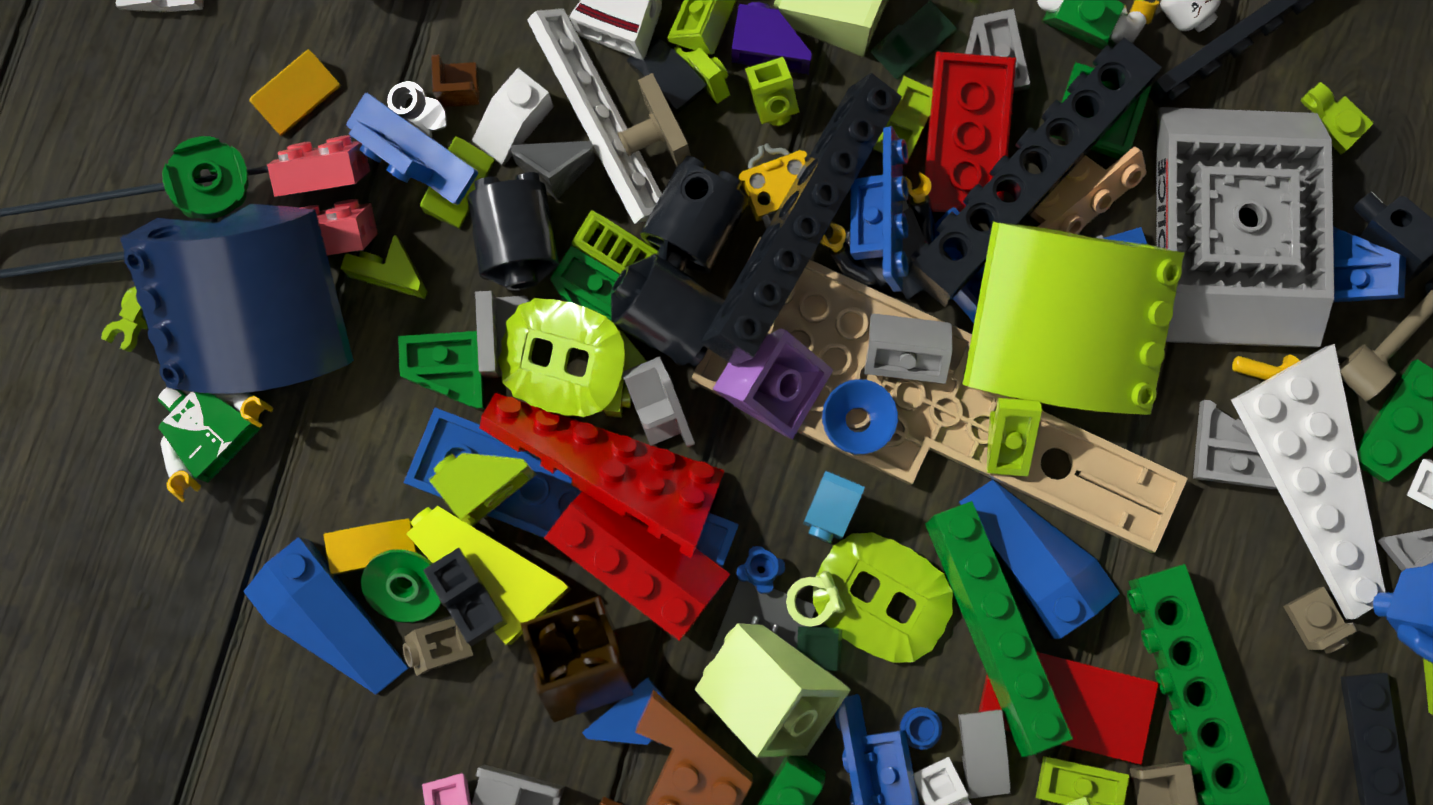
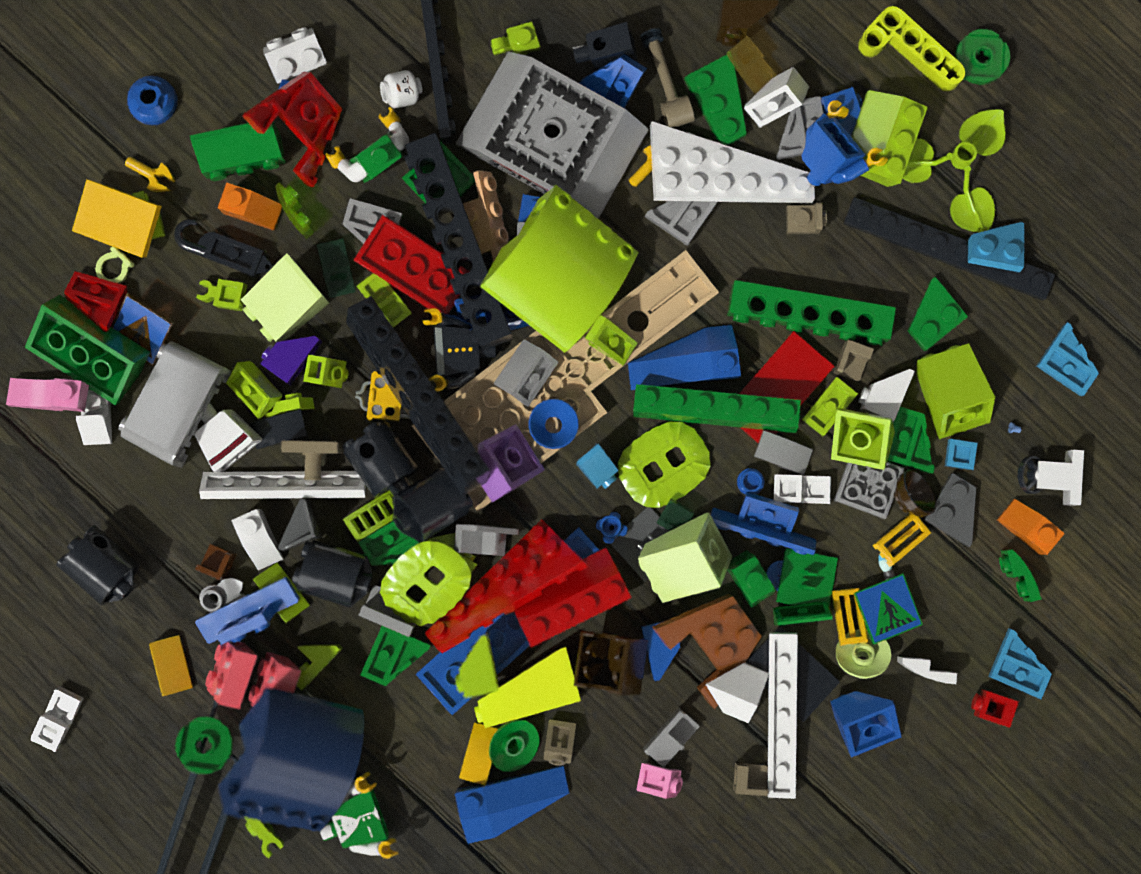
camera: 70 degrees left, 5 degrees up
(465, 596) = (541, 711): black slope -> none
(834, 605) = (655, 495): yellowish green piece -> none
(878, 213) = (438, 350): blue bracket -> none

